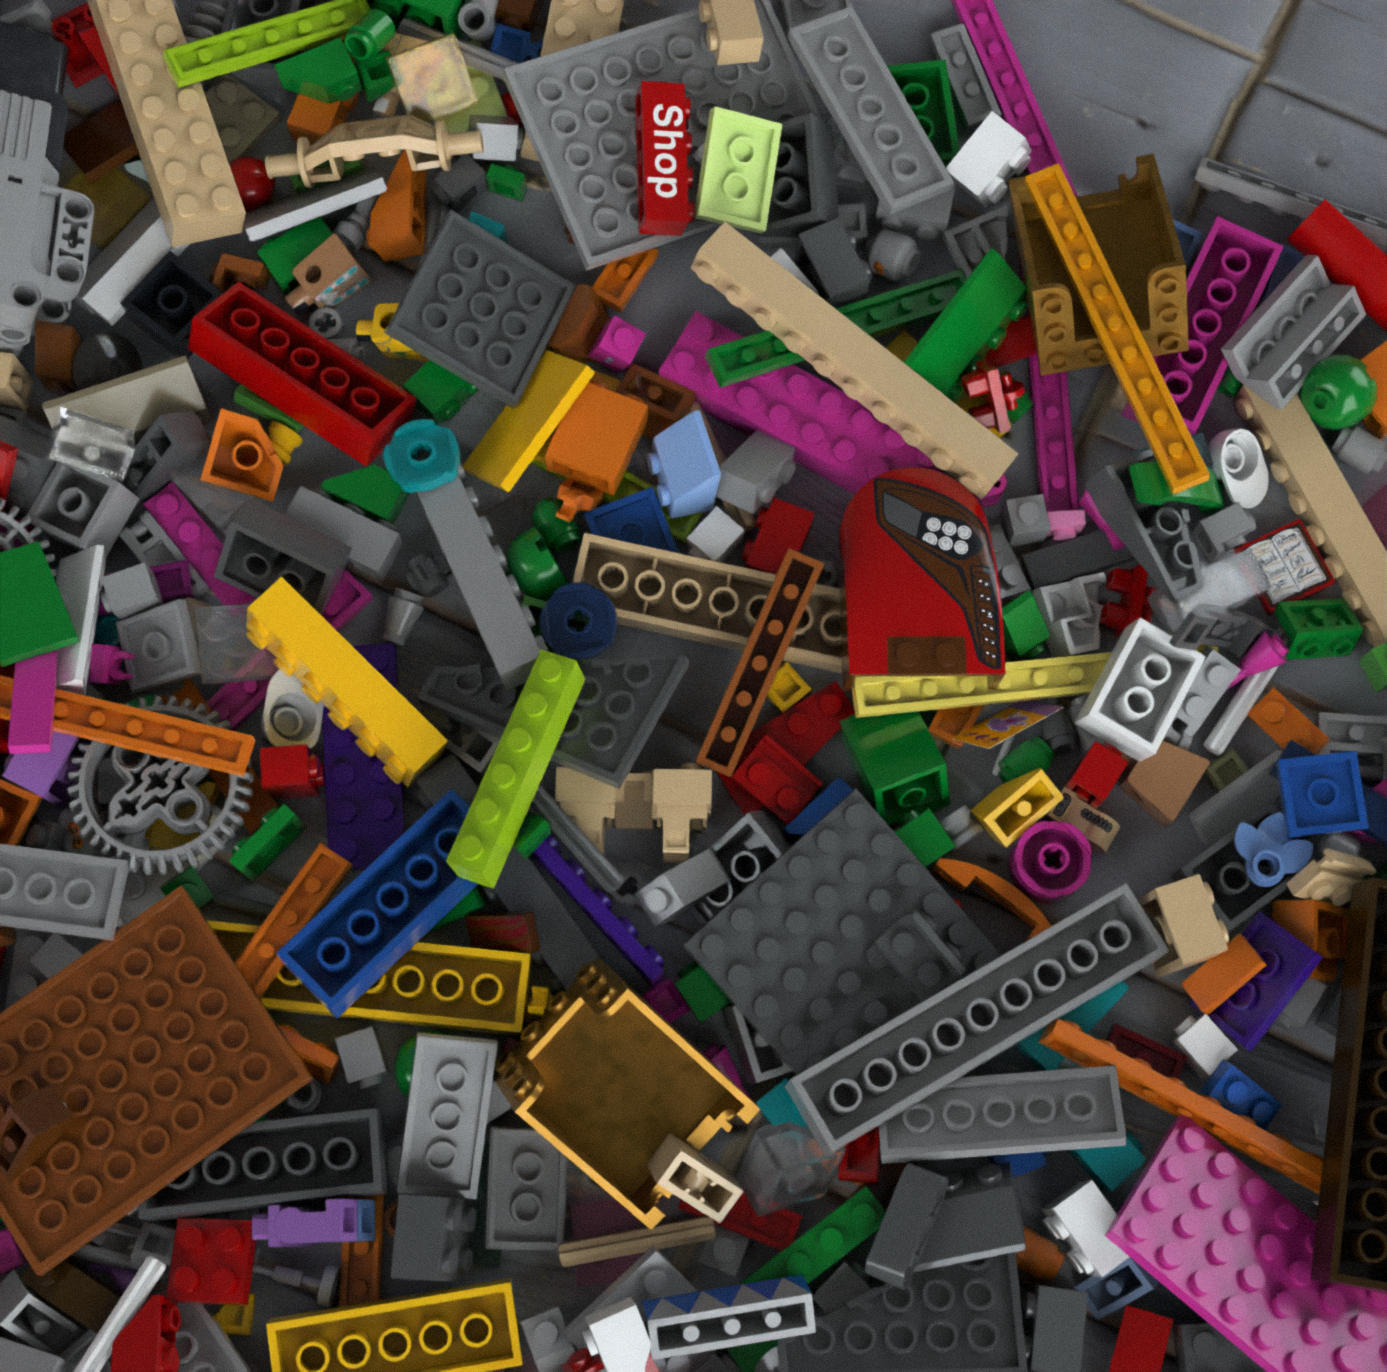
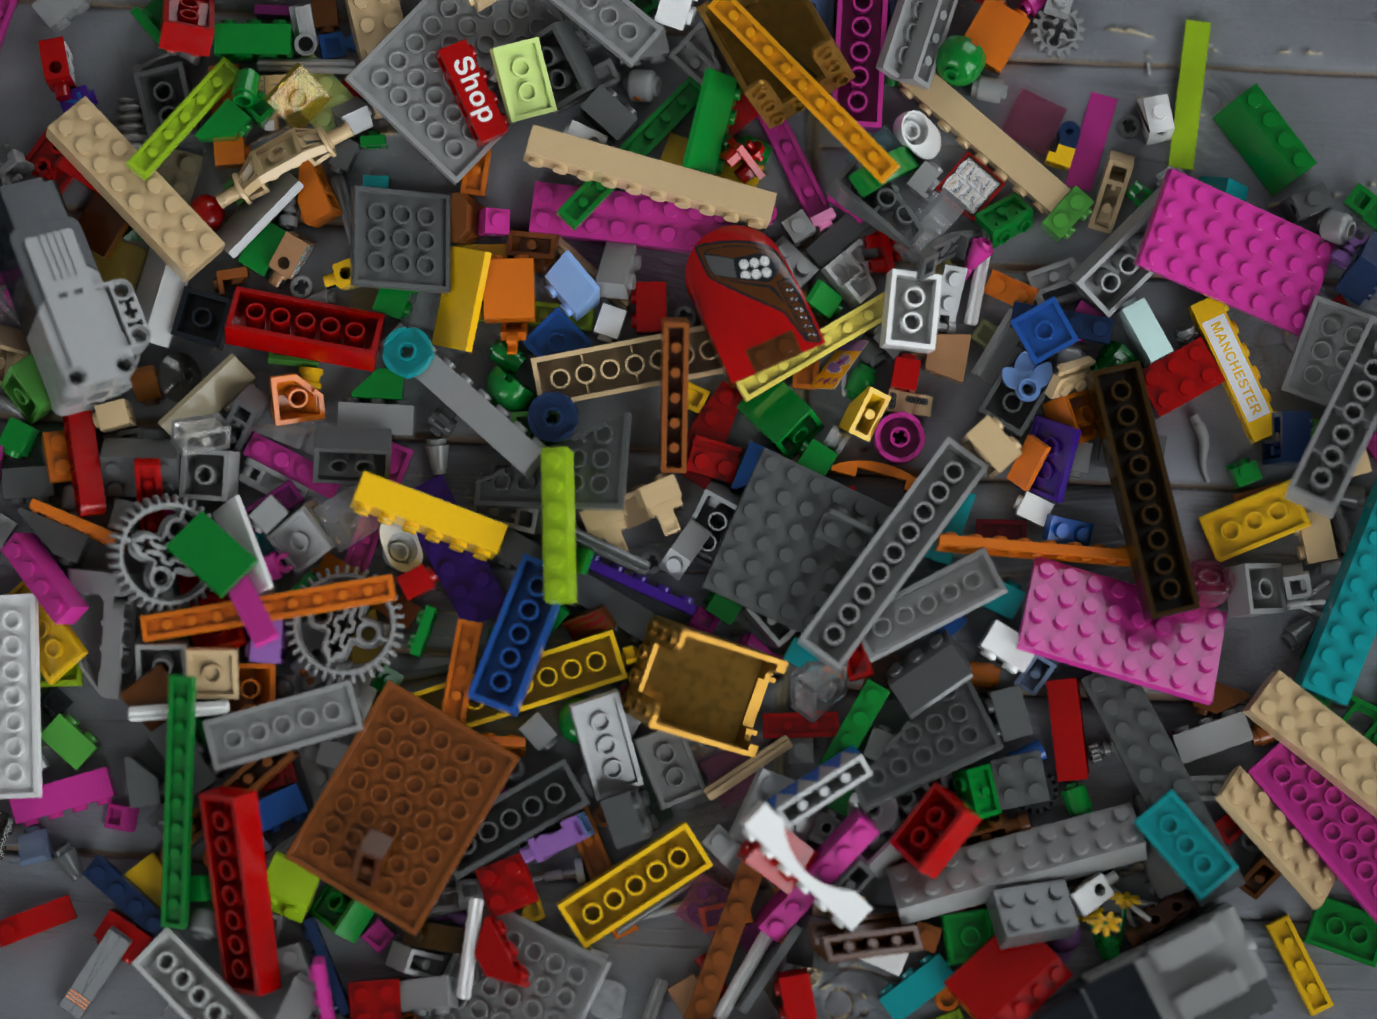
camera: 25 degrees left, 10 degrees up
(694, 1178) = (766, 717): tan brick -> none
(906, 1225) = (900, 692): dark grey beam -> none

